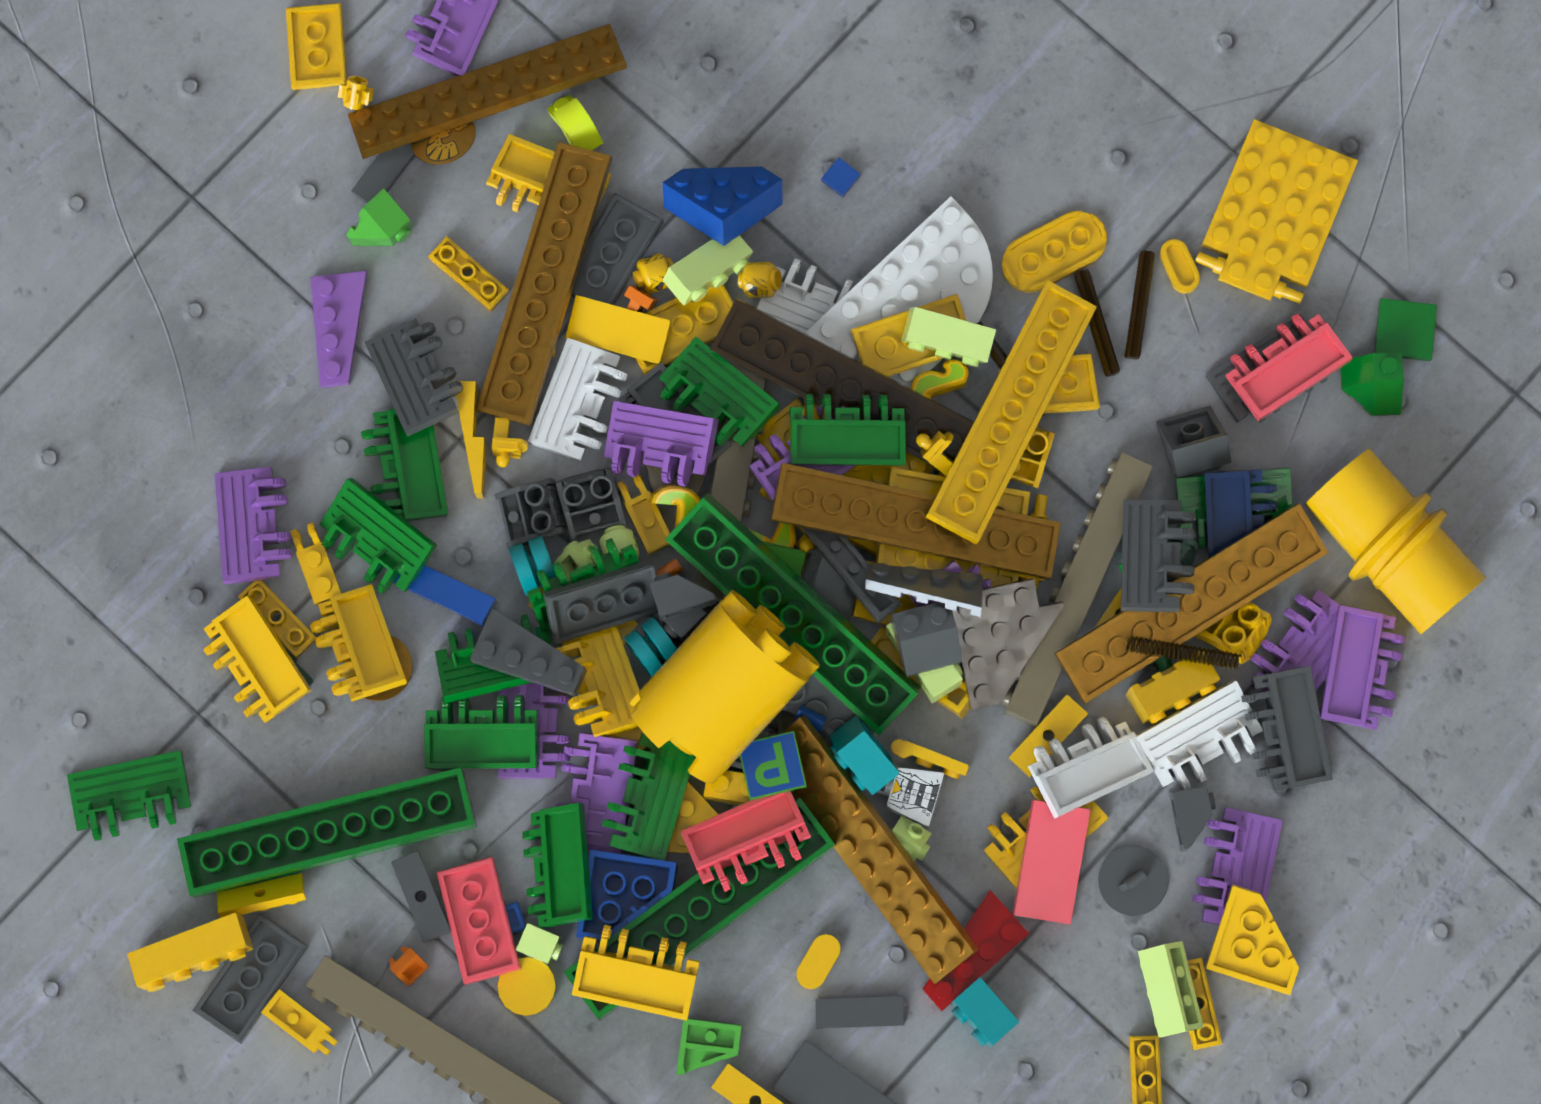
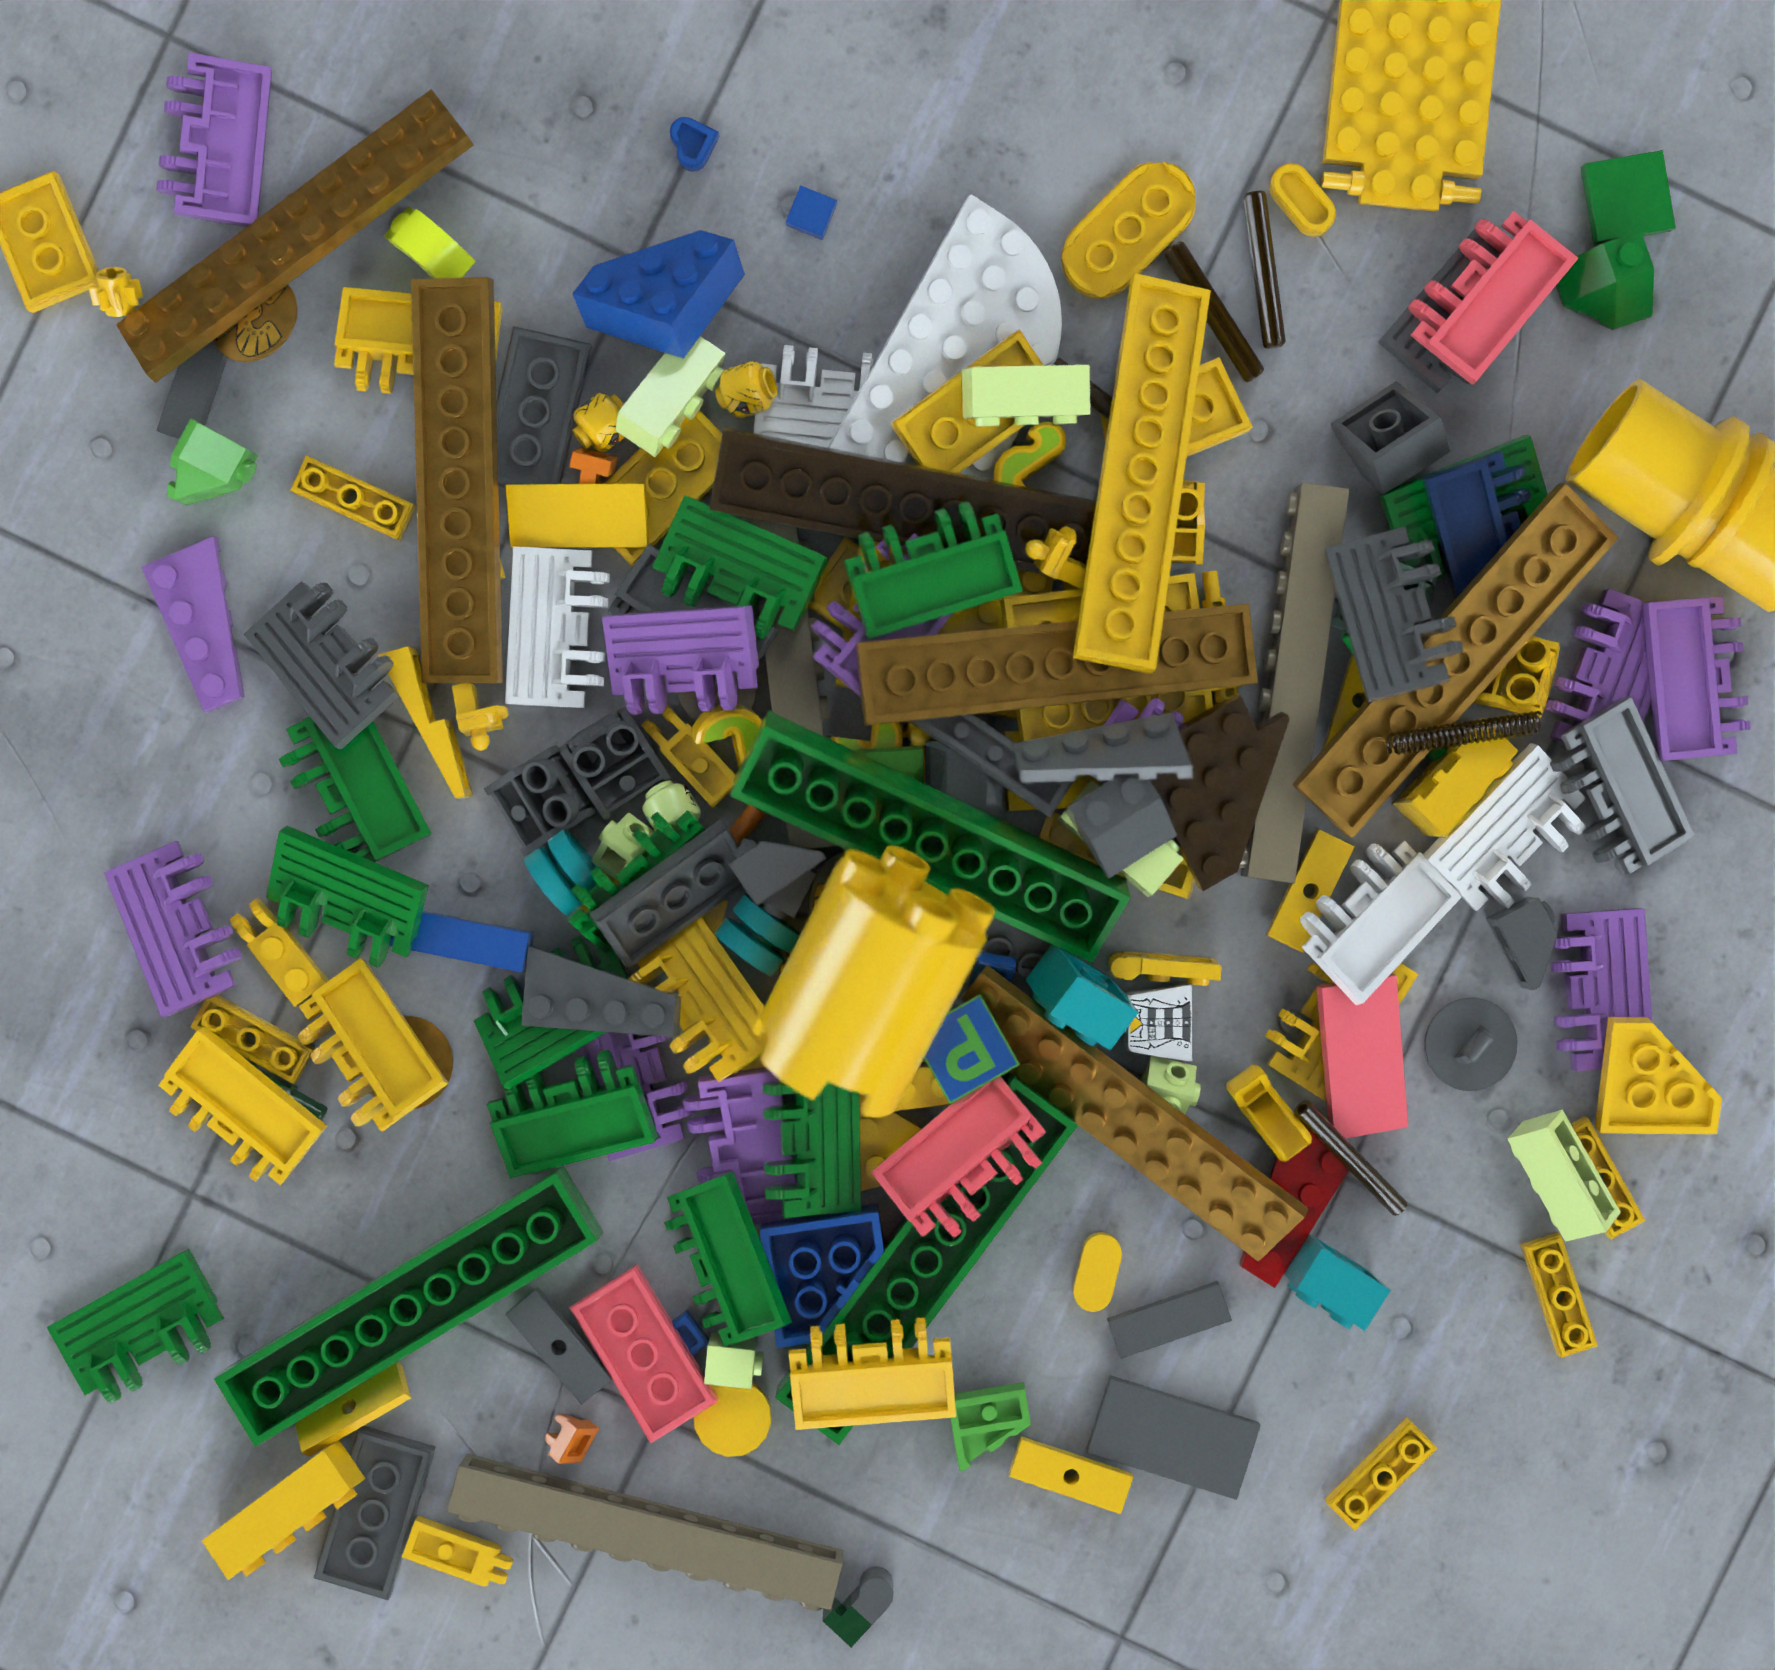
camera: 15 degrees left, 10 degrees up
(775, 108) = (693, 142): none -> blue tile
(971, 879) = (1268, 1113): none -> yellow animal
(1022, 930) = (1350, 1157): none -> dark brown piece

